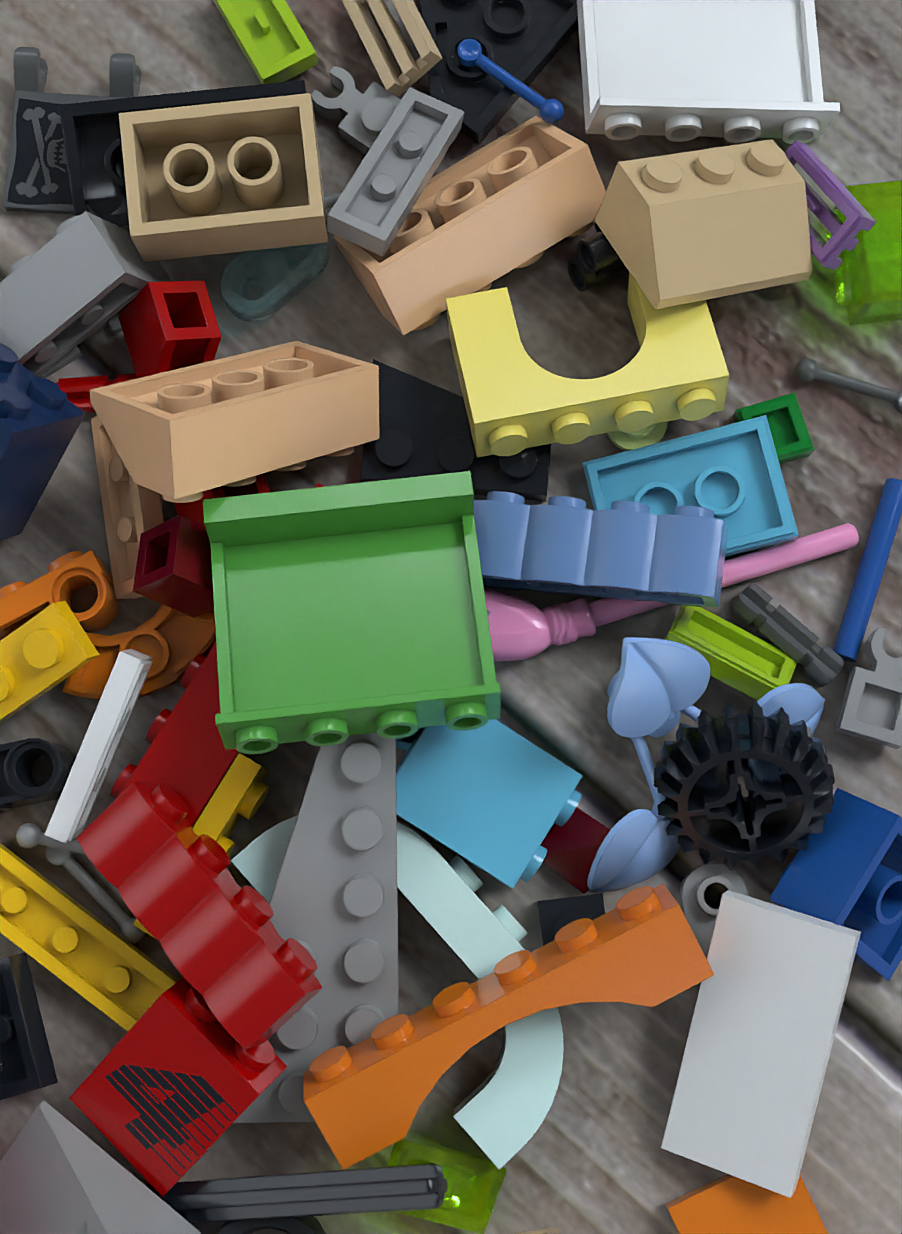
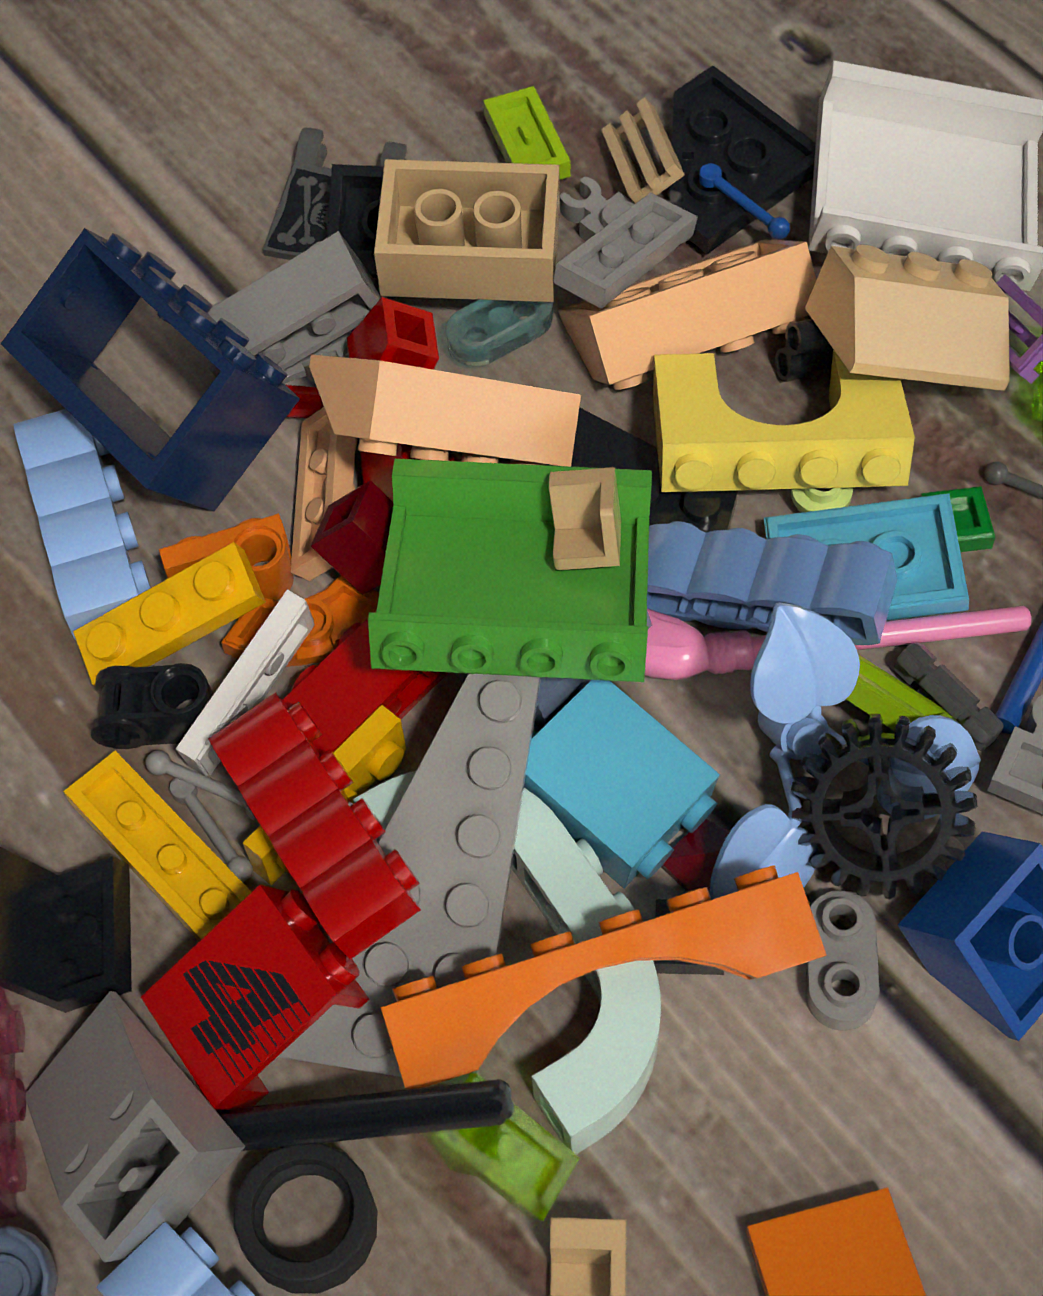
camera: 10 degrees right, 20 degrees down
(412, 542) = (585, 518): none -> tan panel
(760, 1041) = (868, 1054): white tile -> none

